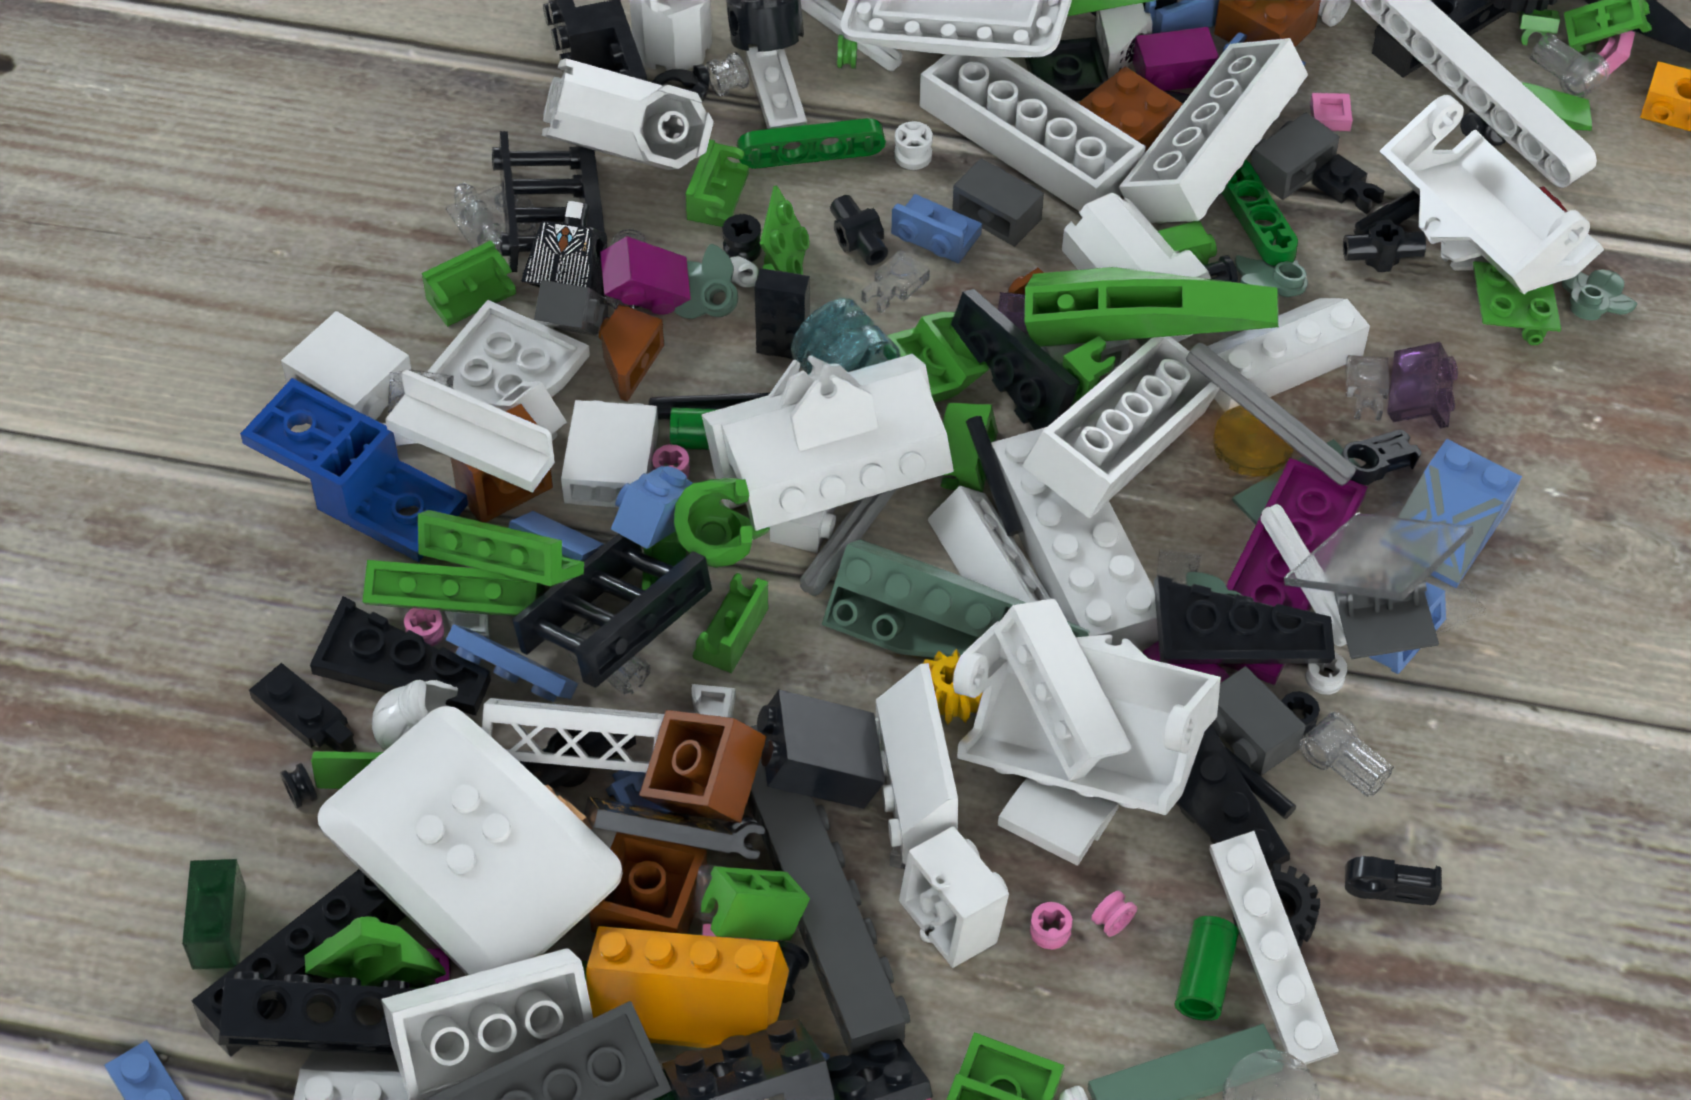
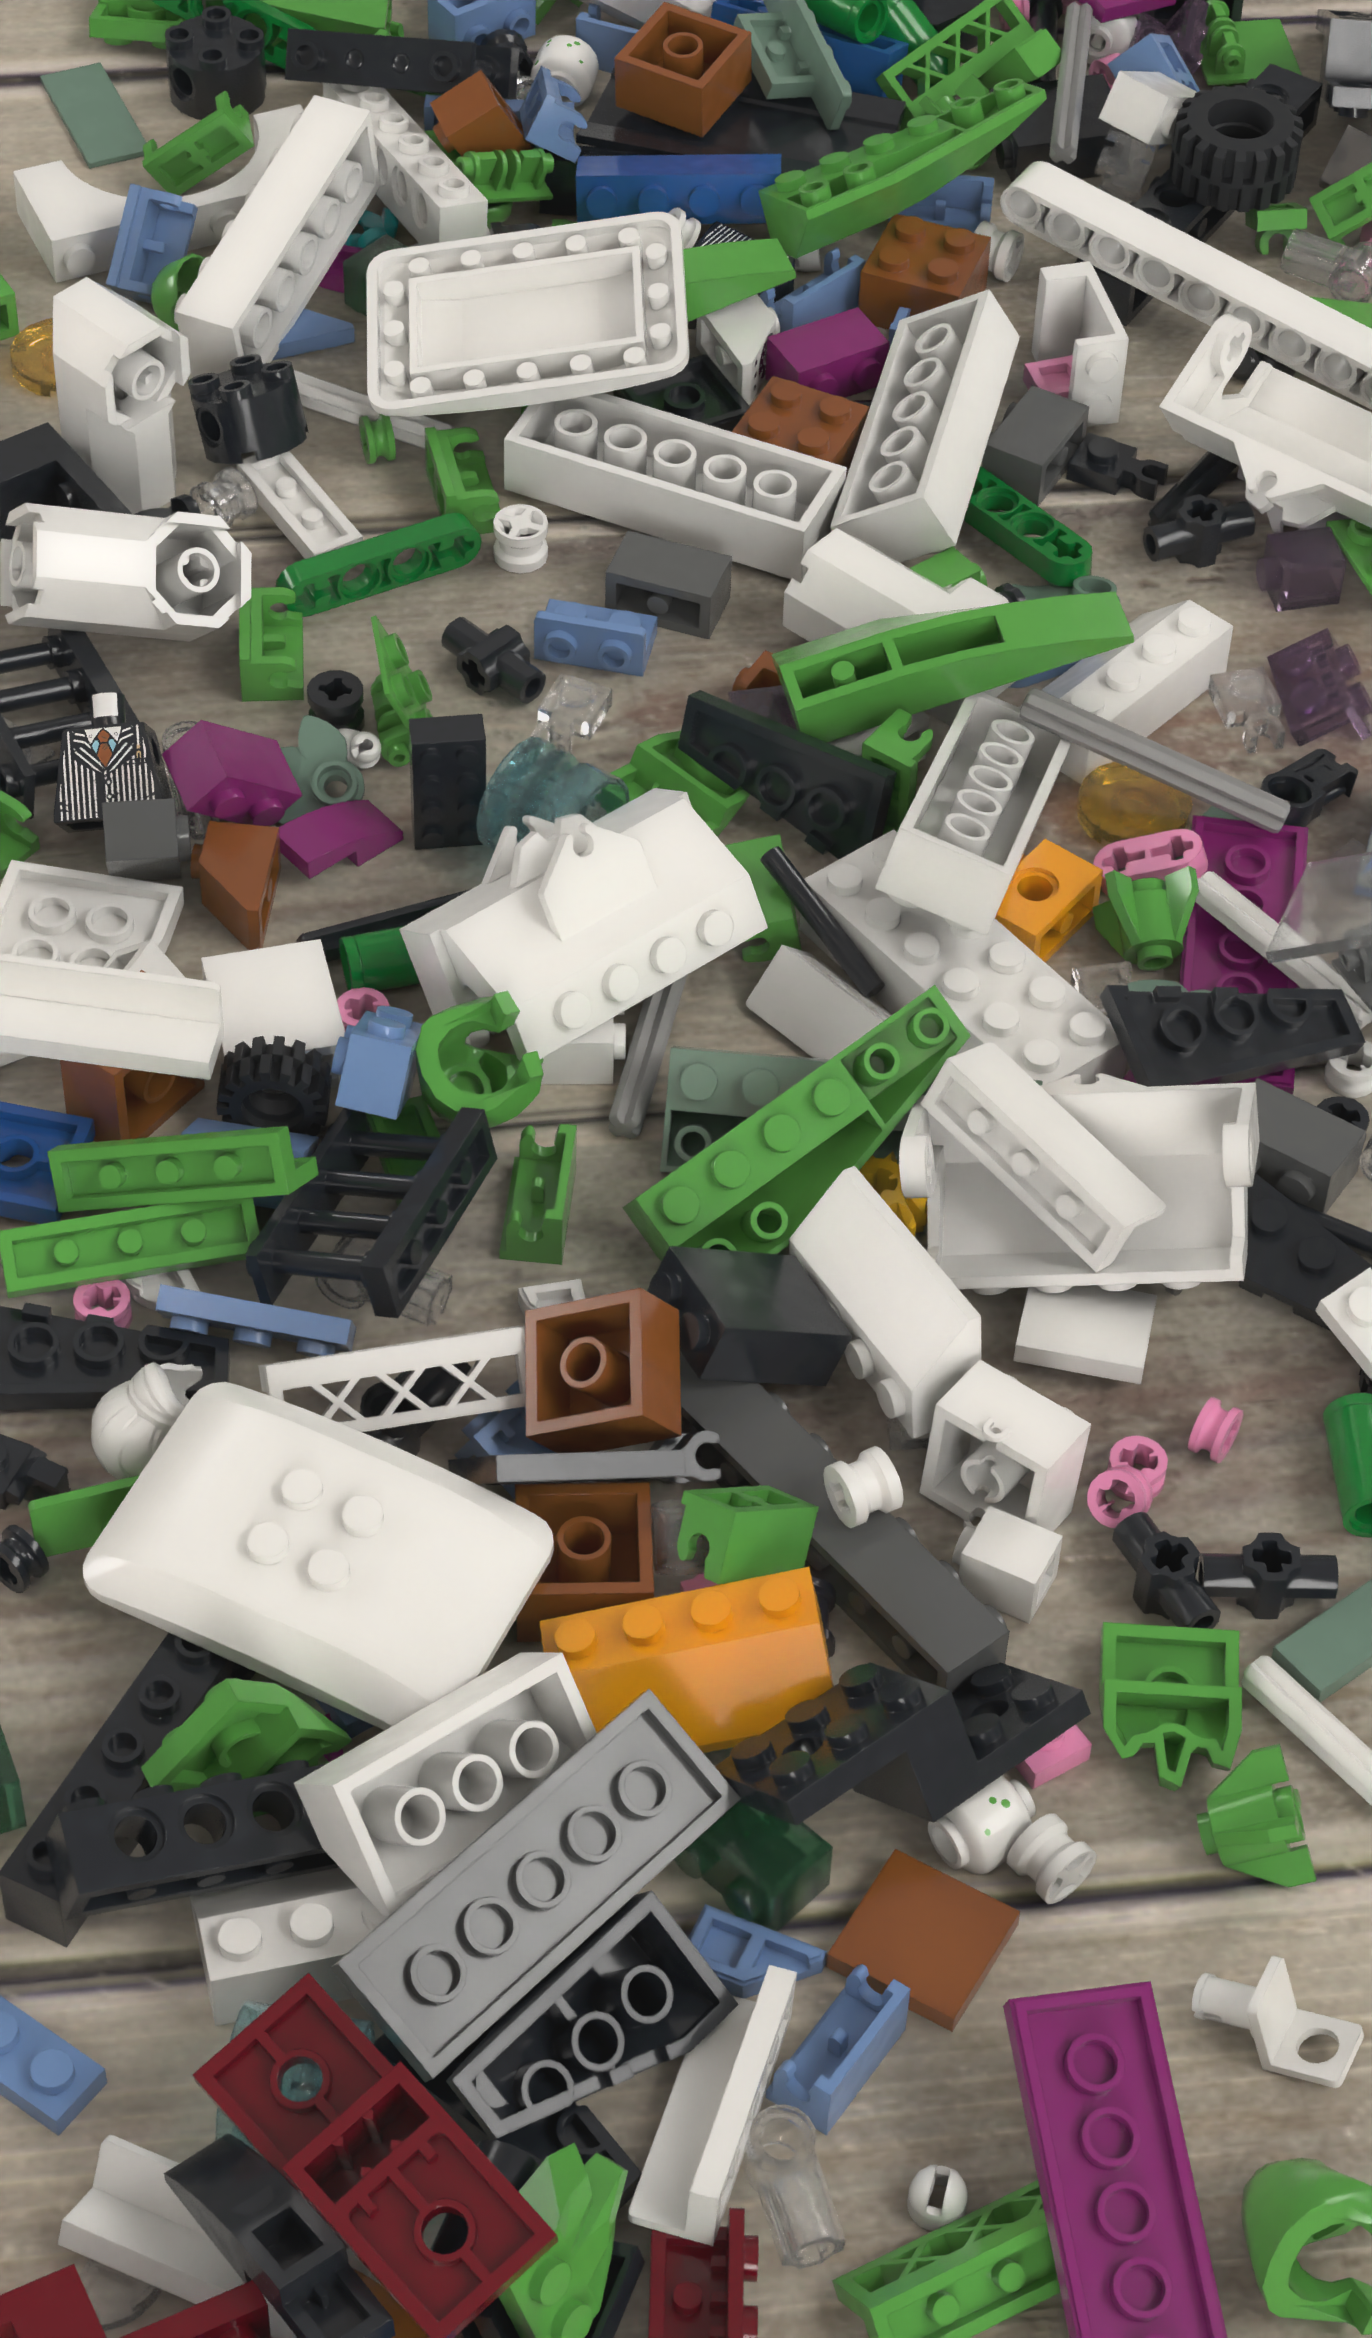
camera: 20 degrees left, 5 degrees down
(583, 503) = (275, 1068): none -> black tyre
(699, 330) = (336, 832): none -> magenta slope
(843, 893) = (863, 1487): none -> white wheel
(874, 650) = (779, 1162): none -> bright green wedge
(891, 92) = (460, 478): none -> bright green hinge
(931, 970) = (1008, 1562): none -> white brick
(1033, 993) = (1165, 1573): none -> black axle
(1040, 939) = (1137, 1482): none -> bright pink bush
(1086, 1025) = (1268, 1575): none -> black axle
(1157, 498) = (1049, 898): none -> light orange brick
(1223, 526) = (1147, 916): none -> bright green brick
(1244, 486) = (1153, 855): none -> bright pink beam
(1356, 81) = (1080, 321): none -> white panel
(1445, 291) = (1302, 569): none -> brick

